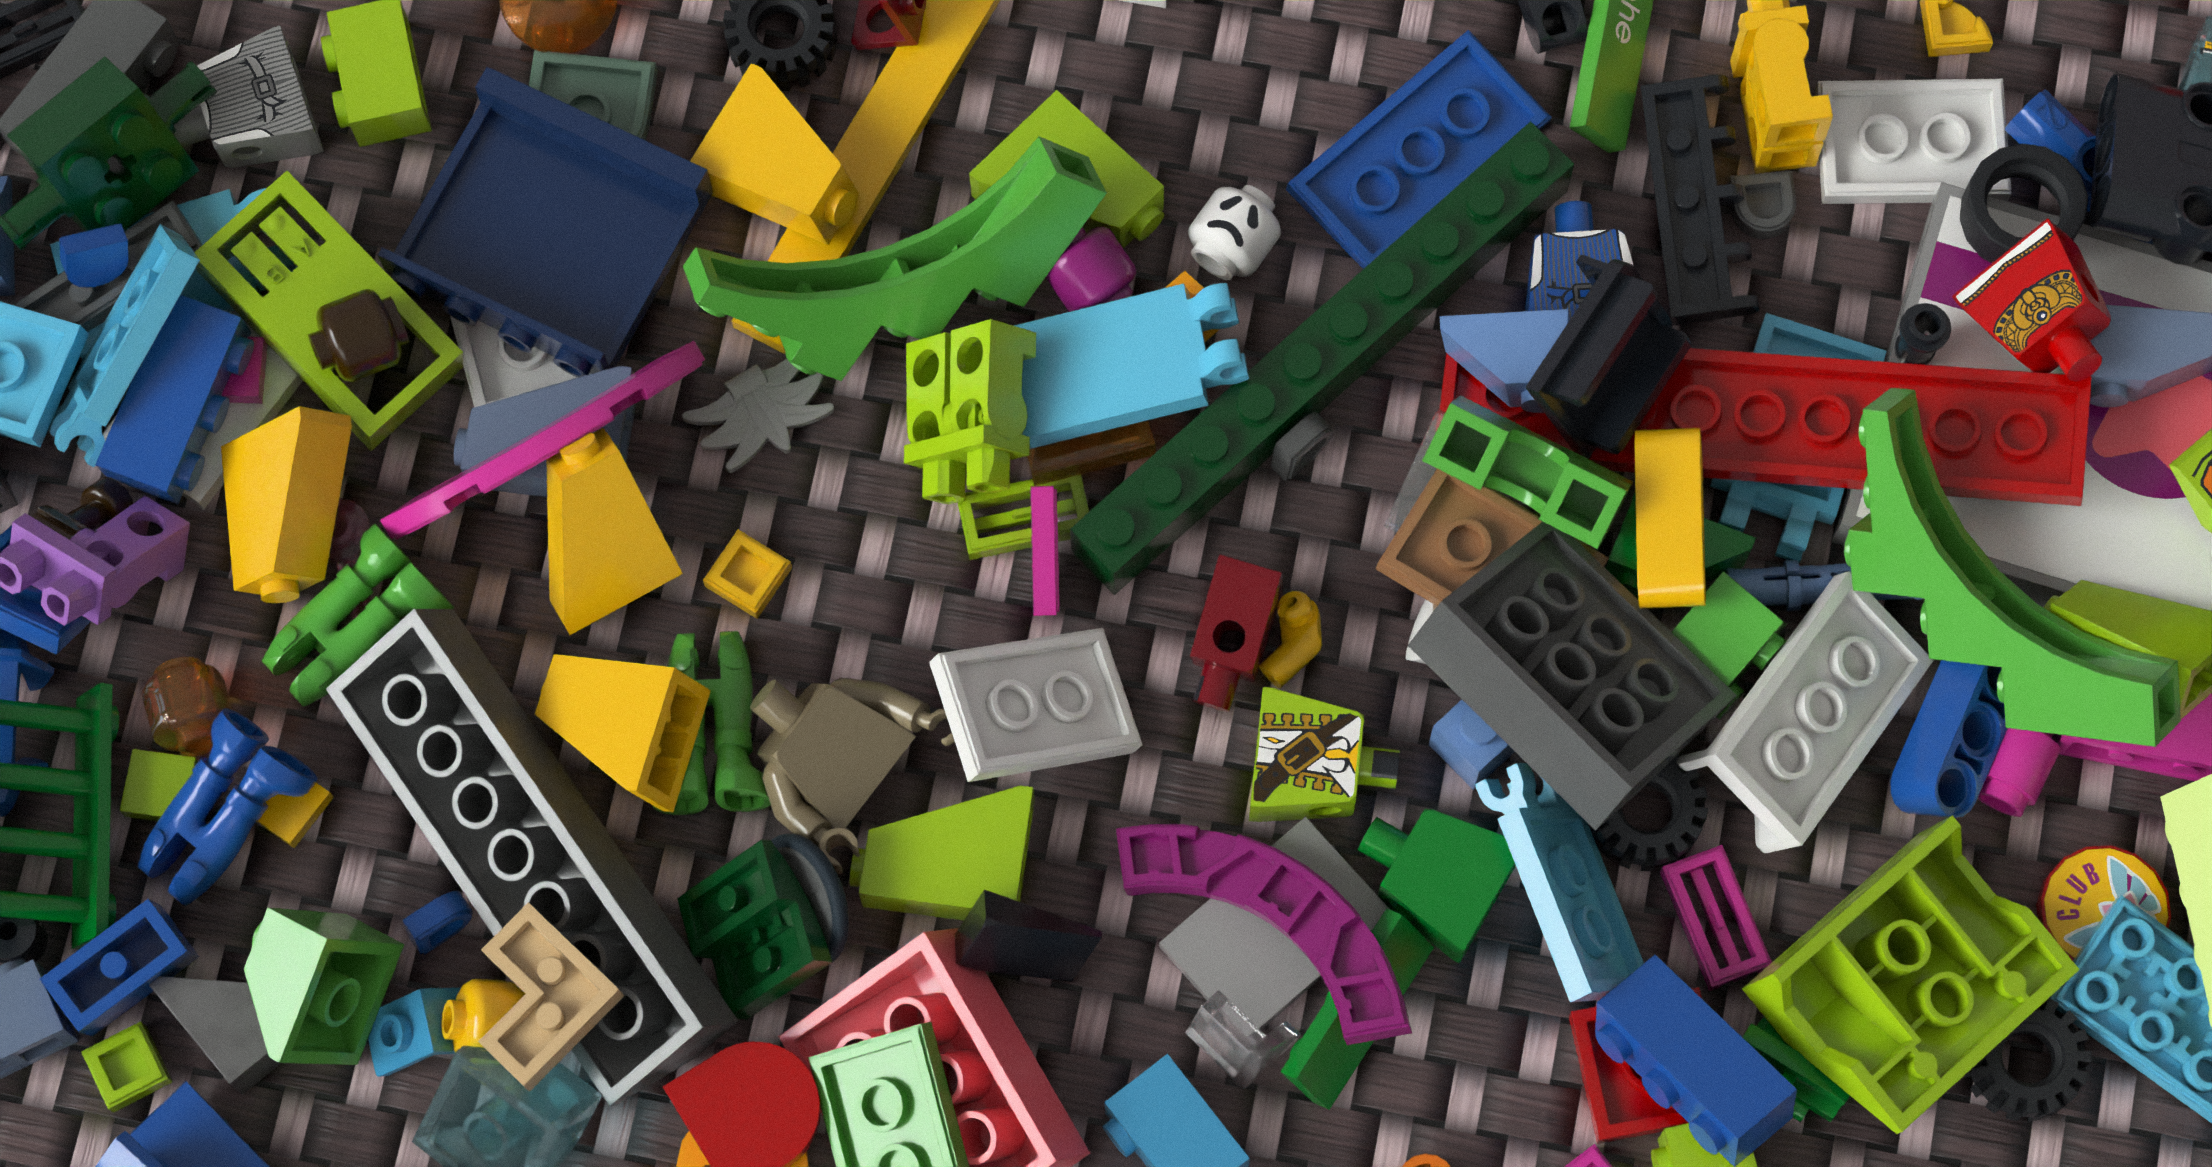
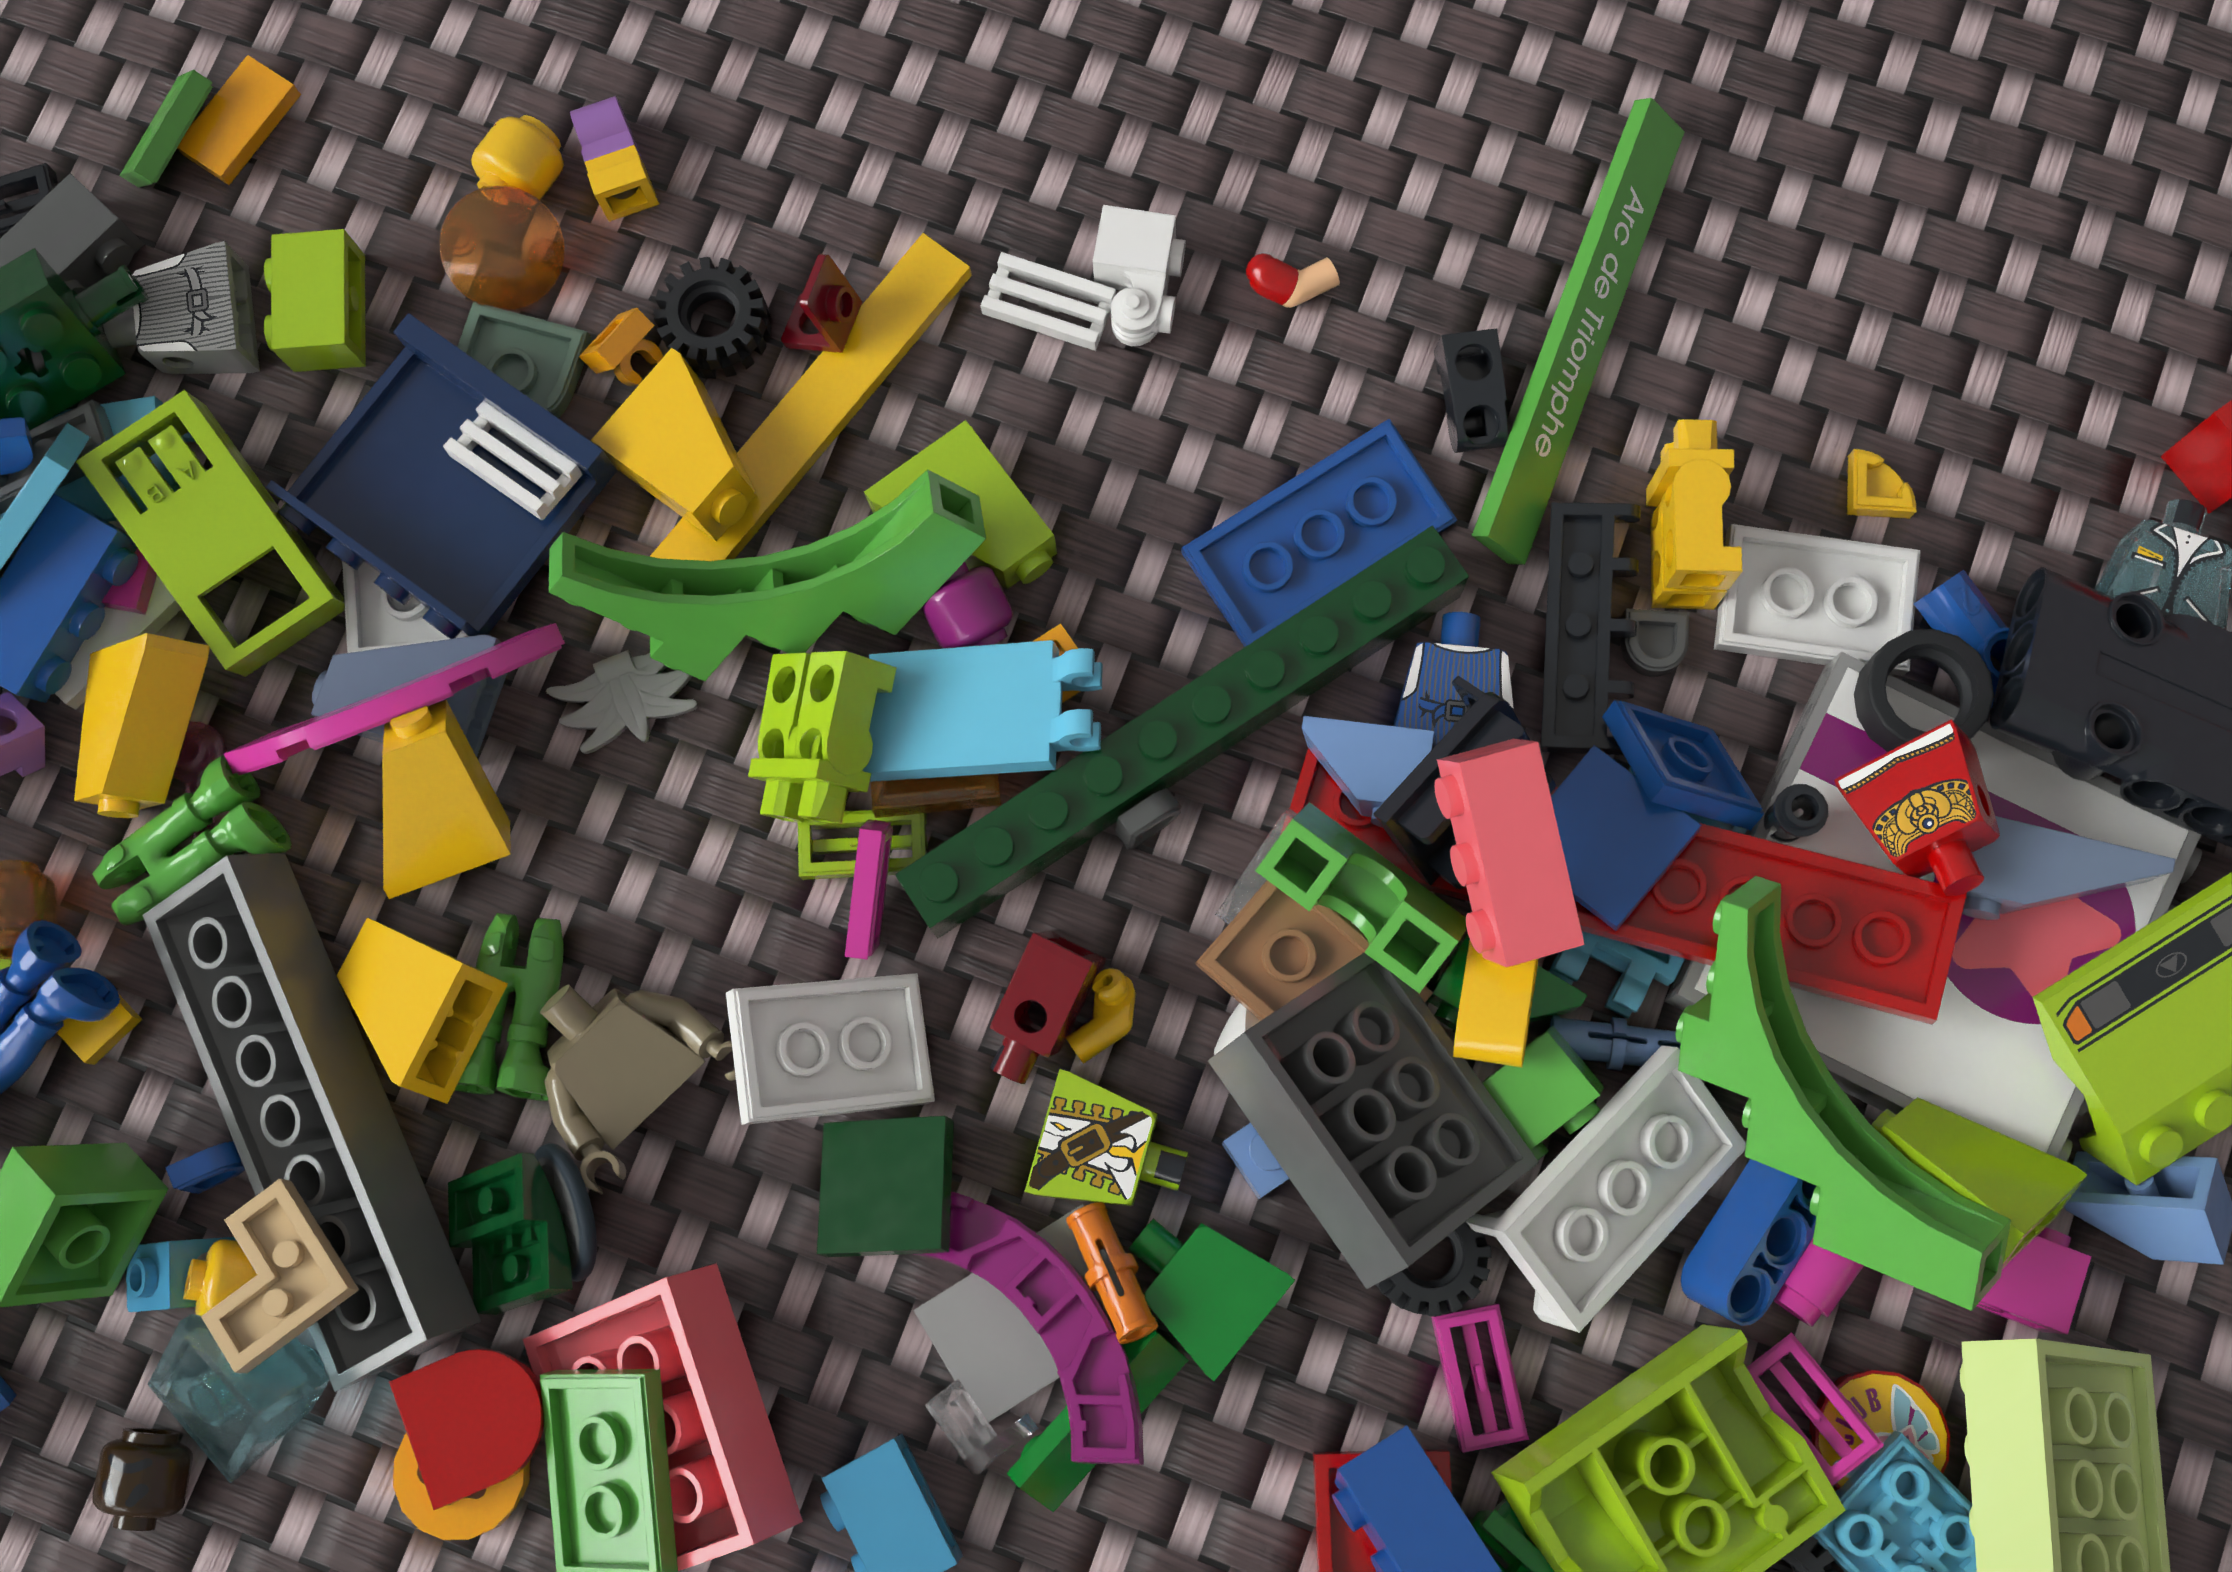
camera: 15 degrees right, 5 degrees up
(358, 335) = (222, 568): dark brown head -> none
(624, 175) = (477, 433): none -> white tile
(690, 68) = (618, 342): none -> light orange tile
(747, 574) = (581, 860): yellow tile -> none
(947, 856) = (722, 1192): lime slope -> none
(1022, 940) = (771, 1292): black slope -> none
(1112, 828) = (886, 1187): none -> dark green tile
(1234, 232) = (1119, 589): white head -> none
(1348, 866) = (1127, 1312): none -> orange pin
(1565, 885) = (1329, 1339): medium azure tile -> none
(1658, 398) = (1508, 852): none -> coral brick
(1746, 385) = (1615, 836): none -> blue tile
(1808, 308) = (1682, 765): none -> blue tile
(2075, 925) = (1849, 1458): none -> dark pink tile

